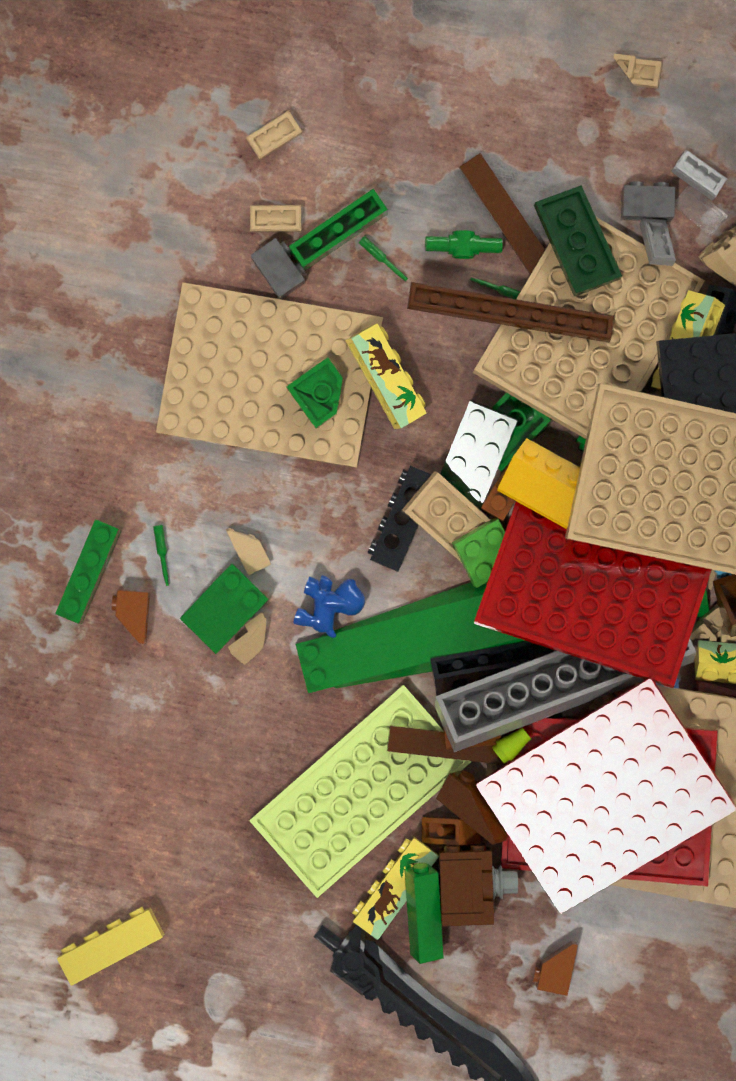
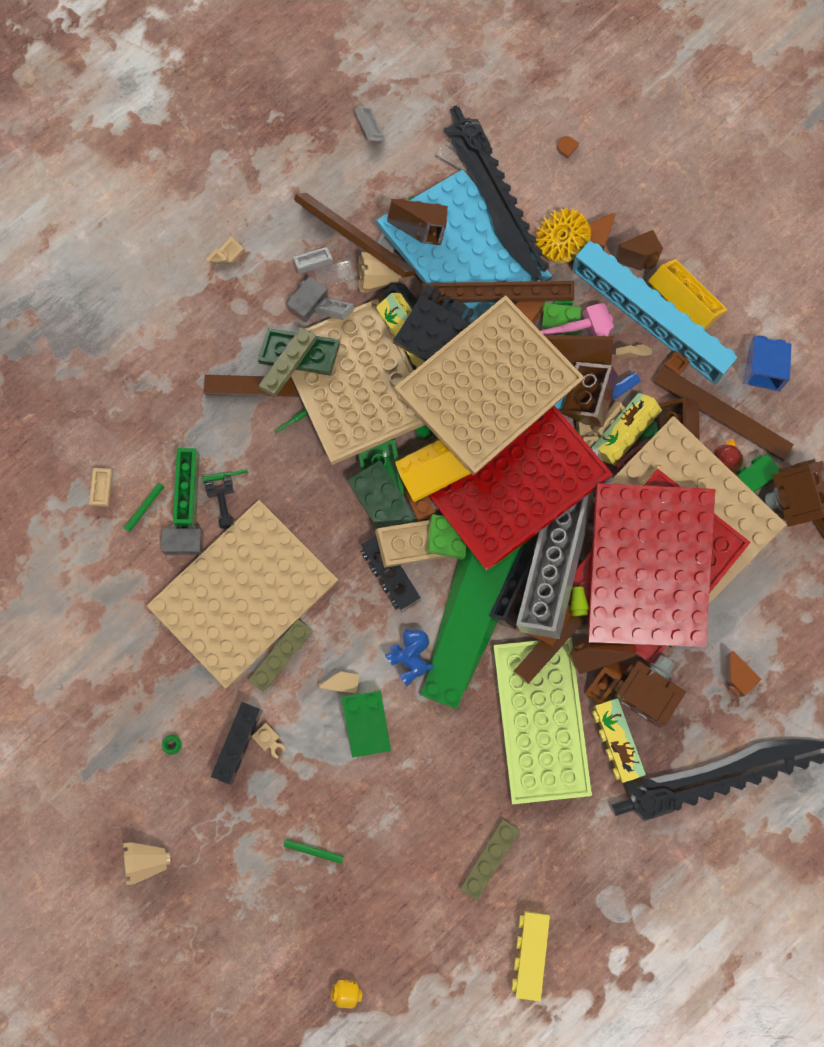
camera: 50 degrees left, 10 degrees down
(54, 412) = (165, 744): none -> green plate
(55, 647) = (313, 851): none -> green bar
(88, 572) = (280, 794): green brick -> none
(107, 487) = (236, 743): none -> black brick
(133, 612) = (326, 784): dark orange slope -> none
(136, 514) = (267, 738): none -> tan plate
(161, 549) = (301, 738): green piece -> none
(176, 836) = (489, 859): none -> olive plate
(231, 465) = (280, 656): none -> olive plate
(252, 642) = (400, 721): tan slope -> none
(272, 198) = (143, 508): none -> green bar
(275, 218) = (151, 521): tan plate -> none
(318, 392) = (275, 569): green plate -> none
(334, 299) = (225, 521): none -> black bar
(386, 376) = (295, 521): brick -> none
(424, 913) = (648, 732): green brick -> none
(463, 244) = (251, 421): green pin -> none
(510, 312) = (311, 418): reddish brown tile -> none
(555, 239) = (287, 362): none -> olive plate

